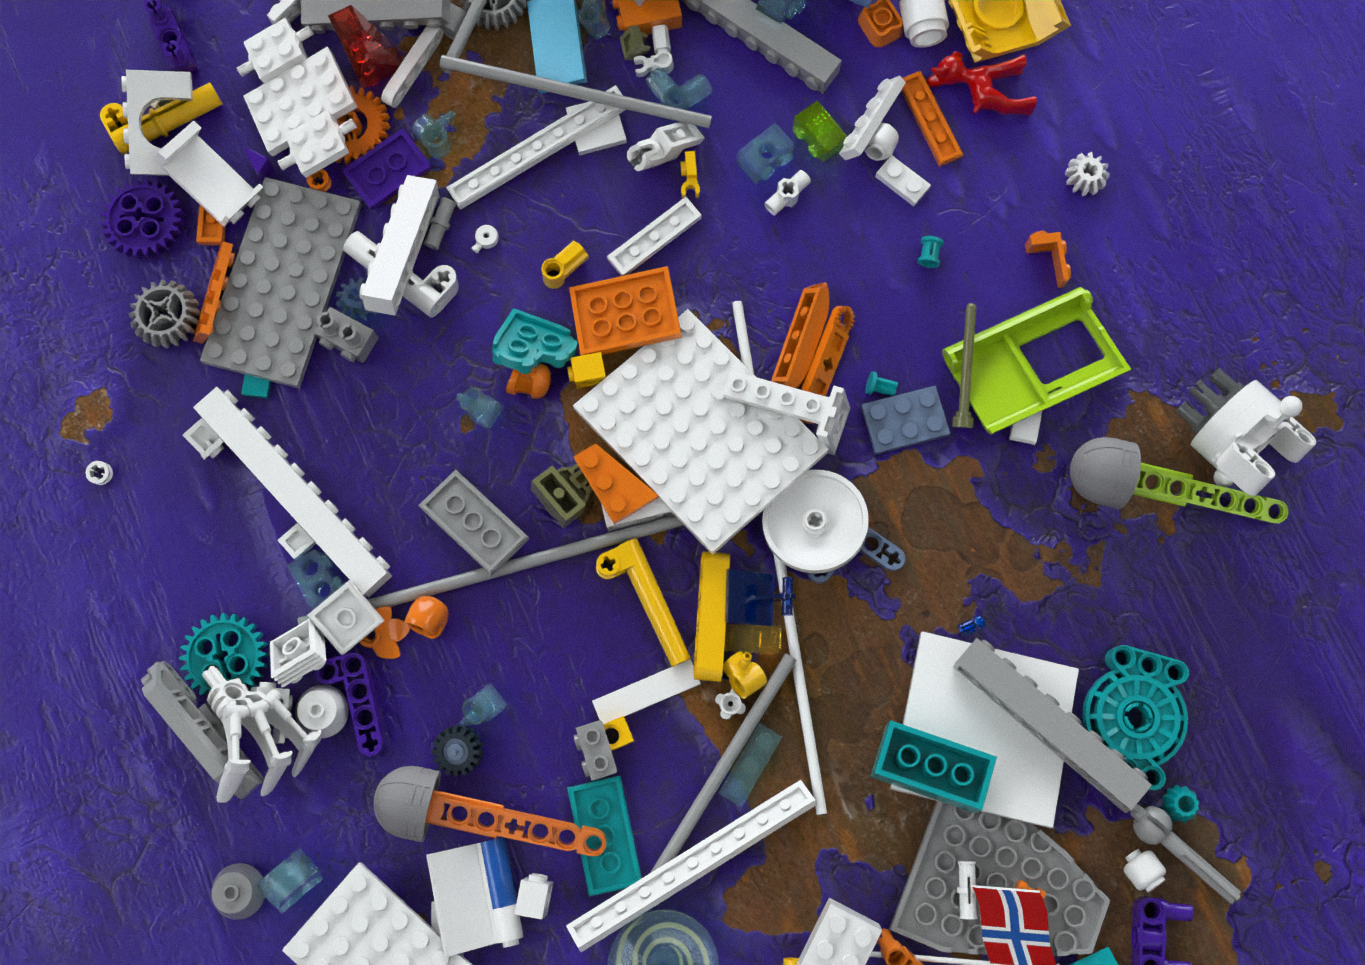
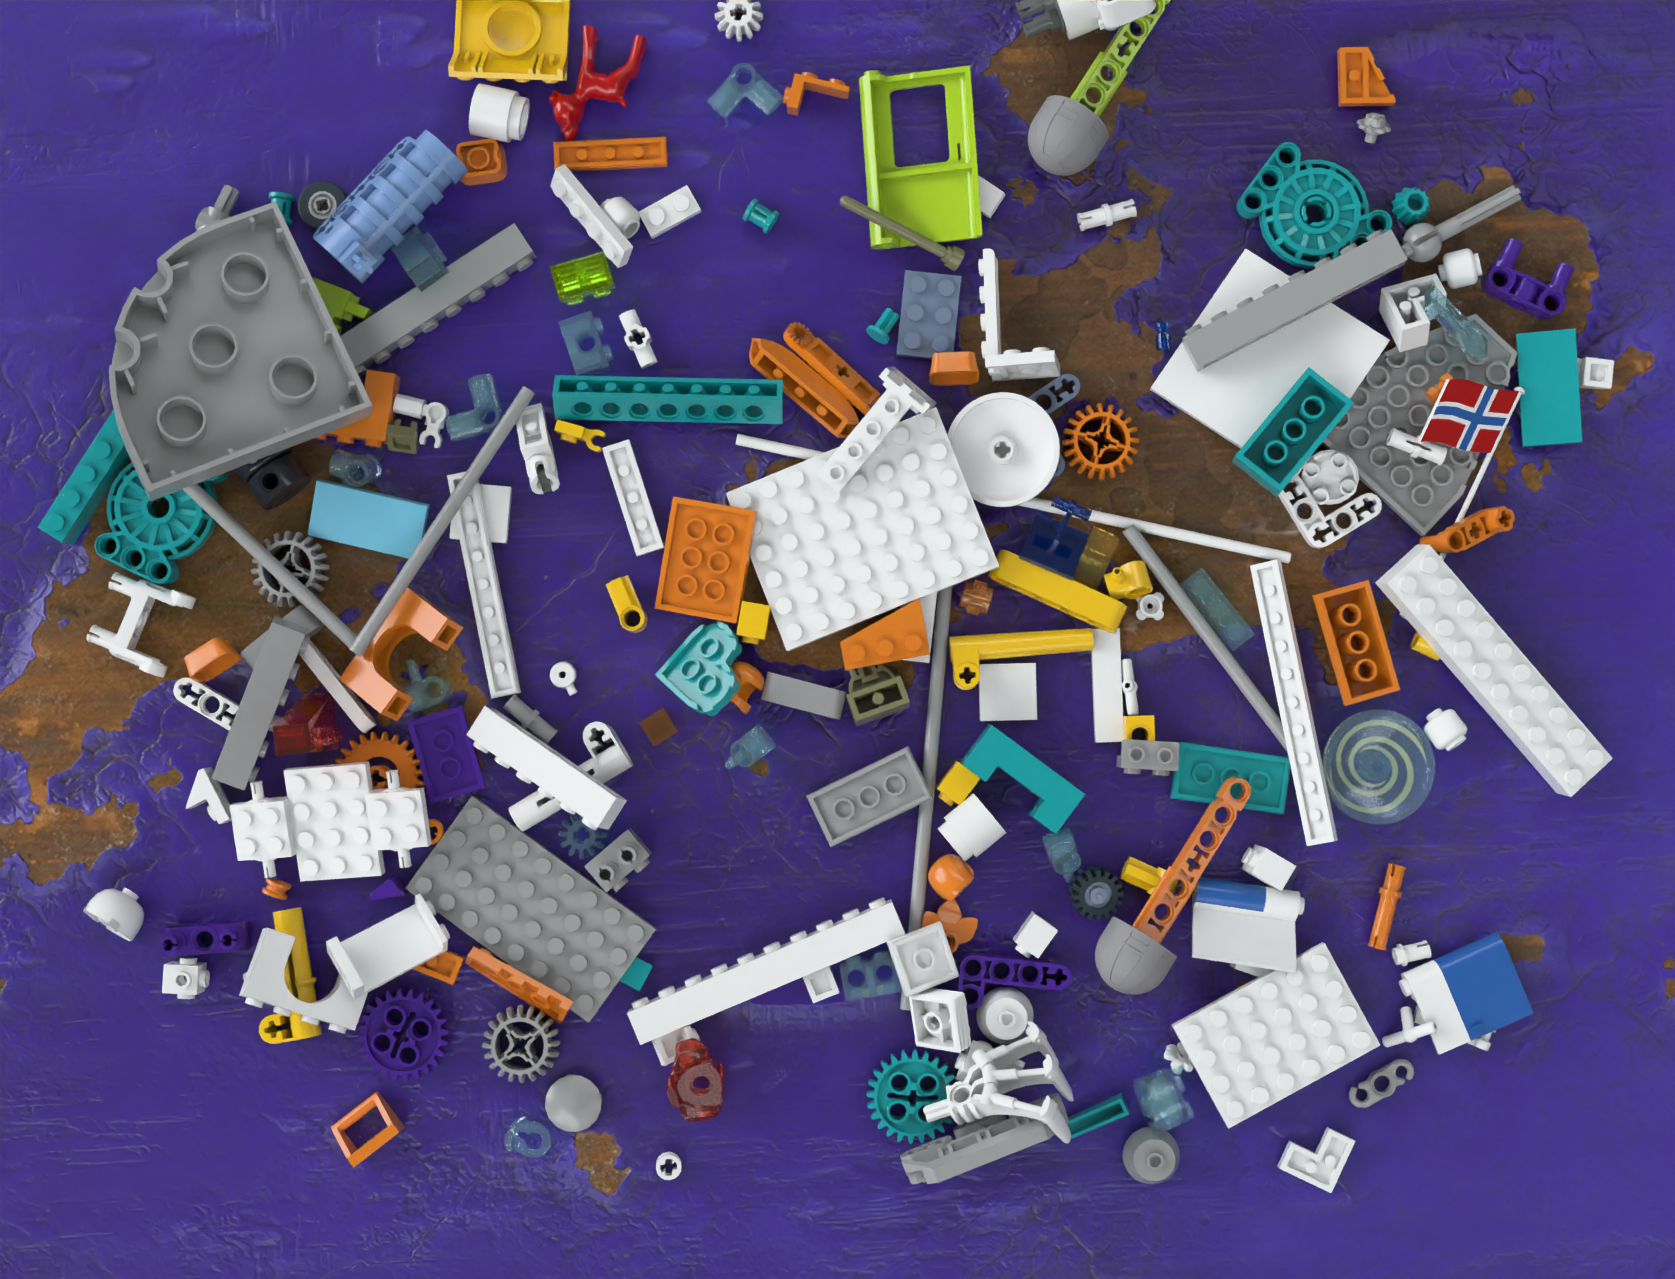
camera: 70 degrees left, 10 degrees up
(65, 237) = (393, 1127): none -> orange tile
(80, 339) = (514, 1142): none -> clear light blue piece
(128, 375) = (573, 1103): none -> light grey dish
(134, 35) = (185, 977): none -> white brick
(189, 451) = (690, 1062): none -> clear red piece
(231, 79) = (276, 888): none -> orange bush
(257, 826) = (1098, 1115): none -> teal piece
(331, 882) = (1179, 1058): none -> white plant
(401, 710) = (1034, 936): none -> white brick
(430, 85) = (370, 673): none -> orange arch
(471, 328) = (658, 727): none -> clear orange tile
(475, 617) = (971, 828): none -> white piece
(488, 789) = (1144, 875): none -> yellow piece
(511, 592) = (957, 784): none -> yellow brick
(540, 434) = (803, 695): none -> light grey beam
(543, 647) = (1055, 794): none -> teal piece
(608, 607) = (1007, 692): none -> white tile
(652, 712) = (1129, 687): none -> white piece
(679, 548) = (976, 597): none -> clear orange gear
(747, 233) = (668, 399): none -> teal brick
(768, 902) = (1356, 642): none -> orange brick
(865, 827) = (1317, 519): none -> white beam
(867, 455) = (953, 369): none -> orange piece
(869, 603) = (1113, 445): none -> orange gear
(892, 499) = (1012, 364): none -> white bracket
(908, 822) = (1330, 477): none -> white dish
(1022, 192) = (757, 91): none -> clear light blue piece
(1055, 537) = (1107, 214): none -> white pin
(1091, 835) = (1404, 311): none -> white brick
(1092, 881) = (1455, 324): none -> clear light blue plate
(1236, 741) = (1373, 125): none -> light grey plant
(1271, 715) = (1360, 80): none -> orange wing

